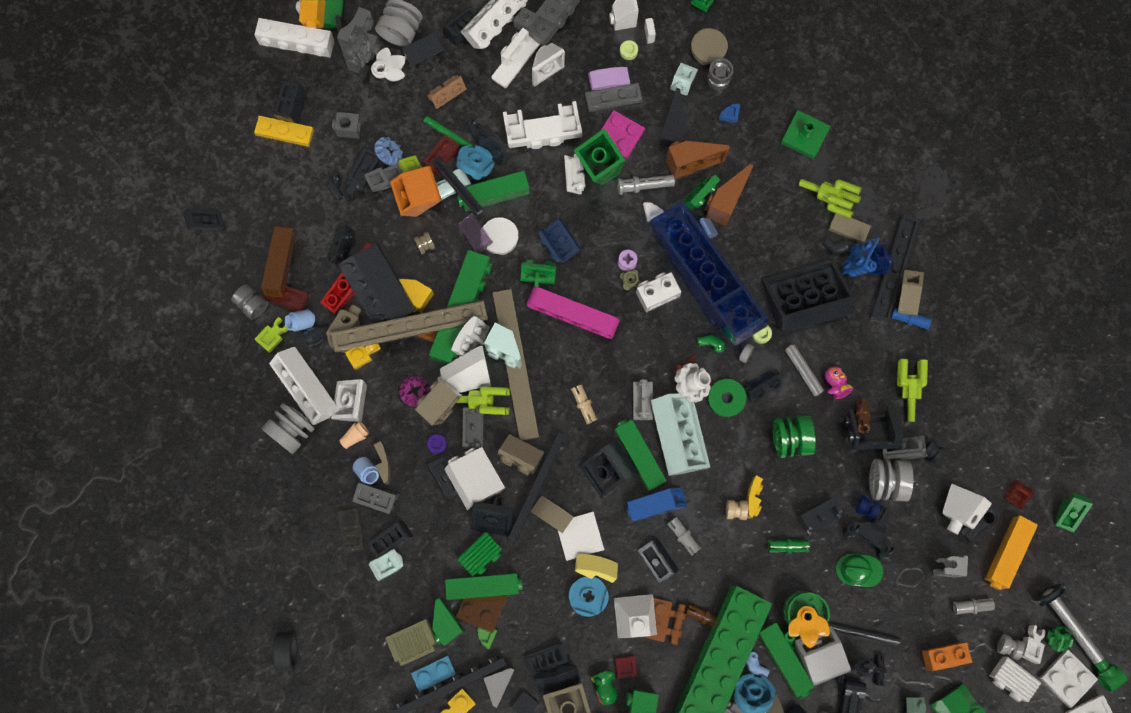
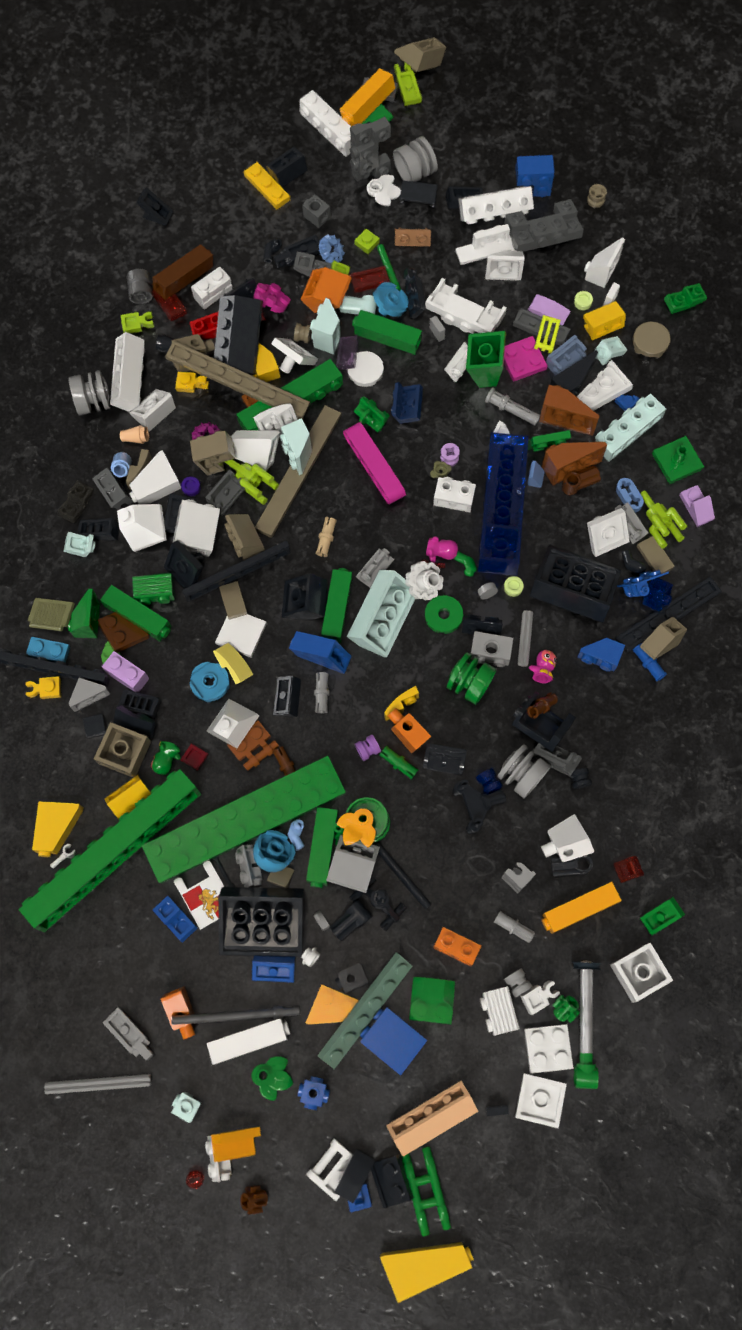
camera: 45 degrees right, 5 degrees down
(300, 320) = (164, 324): light blue brick -> none
(314, 257) = (211, 287): none -> white brick
(373, 230) = (272, 297): none -> dark pink plate
(405, 463) = (154, 481): none -> white slope
(411, 122) = (367, 241): none -> lime plate
(428, 509) = (142, 525): none -> white slope
(433, 266) = (294, 353): none -> white tile
(445, 224) = (326, 328): none -> light aqua slope
(457, 185) = (360, 306): black axle -> none
(515, 643) = (125, 672): none -> lavender brick
(532, 159) = (437, 328): none -> light grey tile
(625, 115) = (544, 346): none -> neon yellow tile
(655, 109) = (566, 355): none -> sand blue hinge
(660, 56) = (604, 320): none -> yellow hinge
(687, 343) = (444, 548): none -> dark pink animal
(705, 113) = (606, 387): none -> white wing
(719, 74) = (641, 364): flat silver wheel -> none
(737, 509) = (379, 702): tan wheel -> none
(746, 206) = (581, 480): none -> reddish brown piece
(750, 133) = (630, 425): none -> light aqua brick
(752, 555) = (367, 747): none -> medium lavender wheel
(781, 516) = (414, 737): none -> orange torso
(792, 191) = (632, 493): none -> medium blue beam
(795, 391) = (501, 644): none -> light grey brick
(802, 236) = (608, 532): none -> white tile
(811, 214) = (635, 527): none -> light grey hinge
(849, 162) = (698, 505): none -> lavender slope
(859, 570) = (442, 827): green piece -> none
(874, 337) = (603, 653): none -> blue slope
(912, 384) = (606, 712): lime plant -> none
(1092, 568) = (641, 972): none -> white brick

